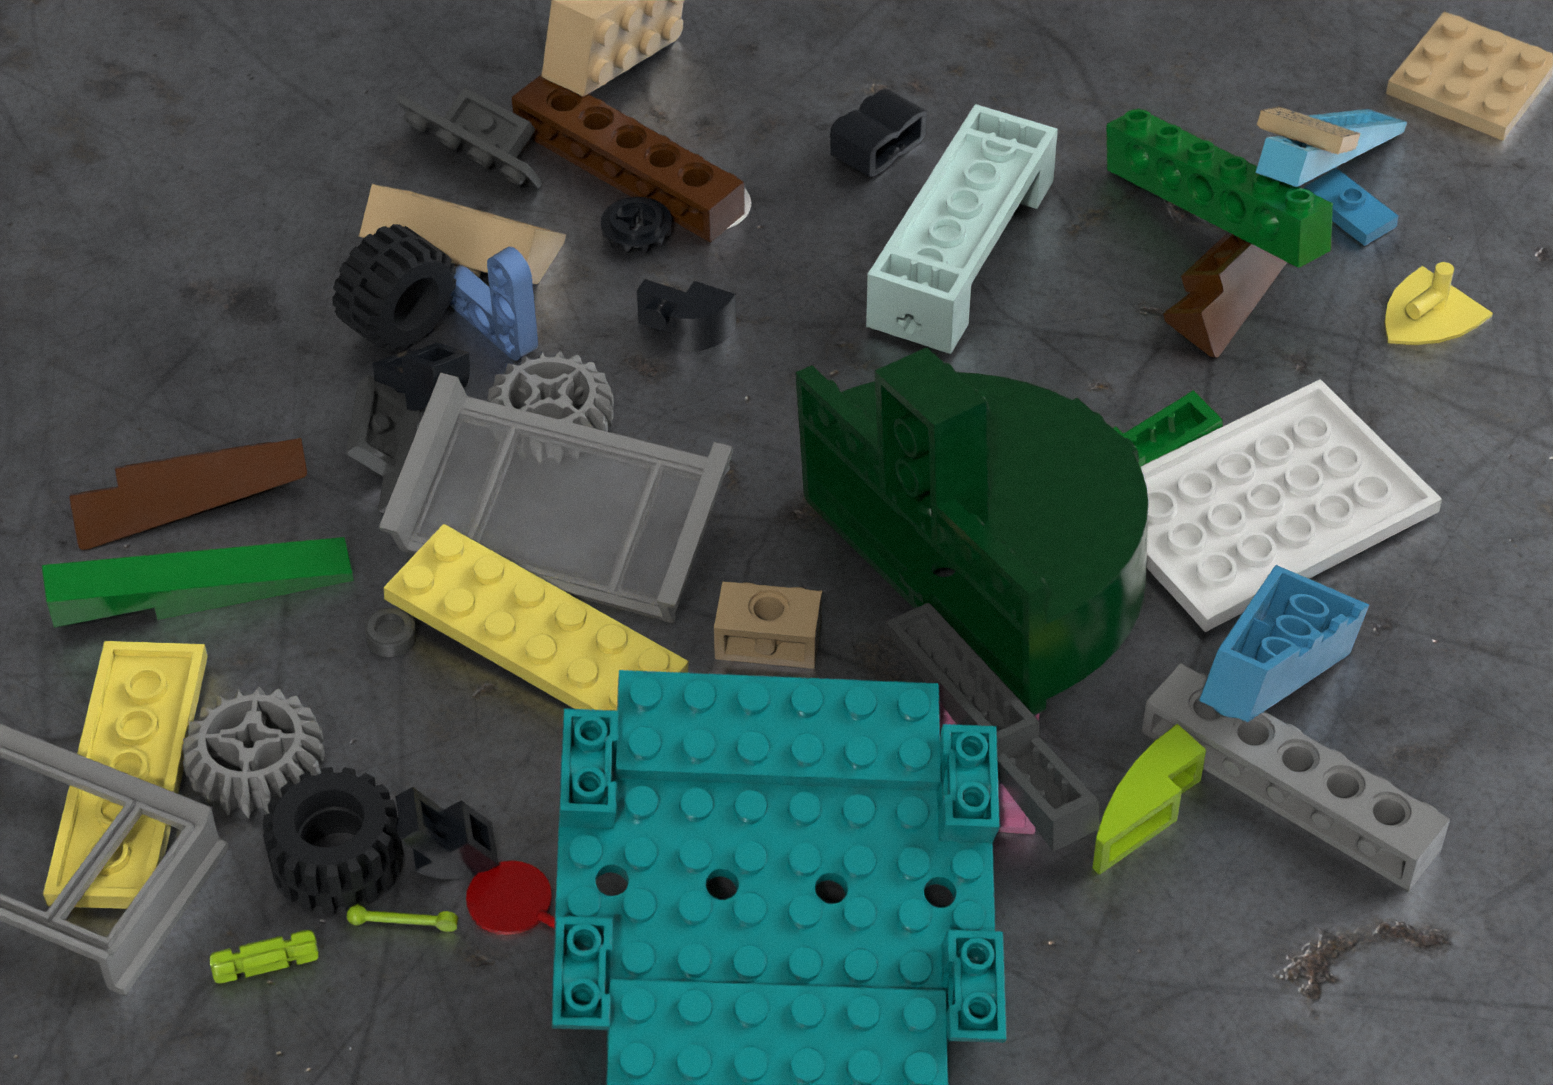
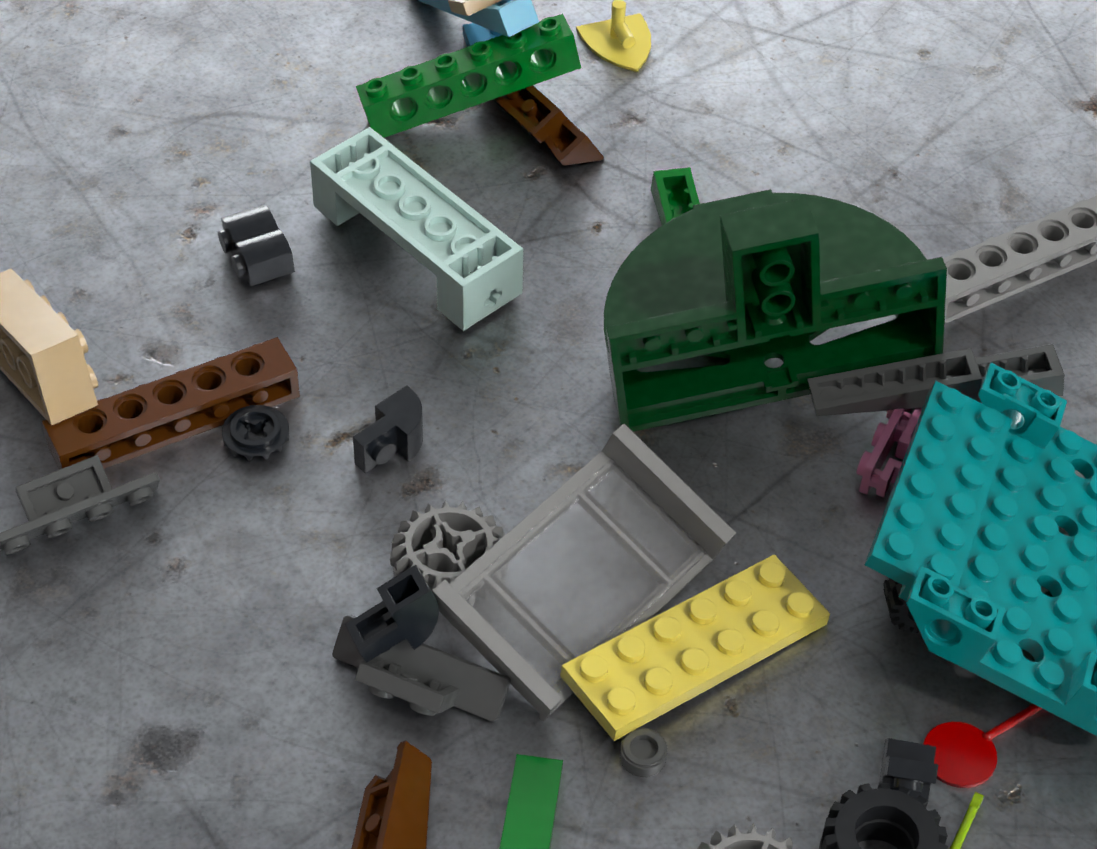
camera: 70 degrees left, 0 degrees up
(394, 288) = (265, 610): black tyre -> none
(460, 231) = (197, 555): tan slope -> none
(505, 307) = (279, 569): medium blue beam -> none
(768, 624) = (761, 490): tan brick -> none
(1148, 796) = (999, 325): lime slope -> none
(1278, 488) = (758, 148): white plate -> none
(1281, 643) = (934, 211): dark azure wedge -> none

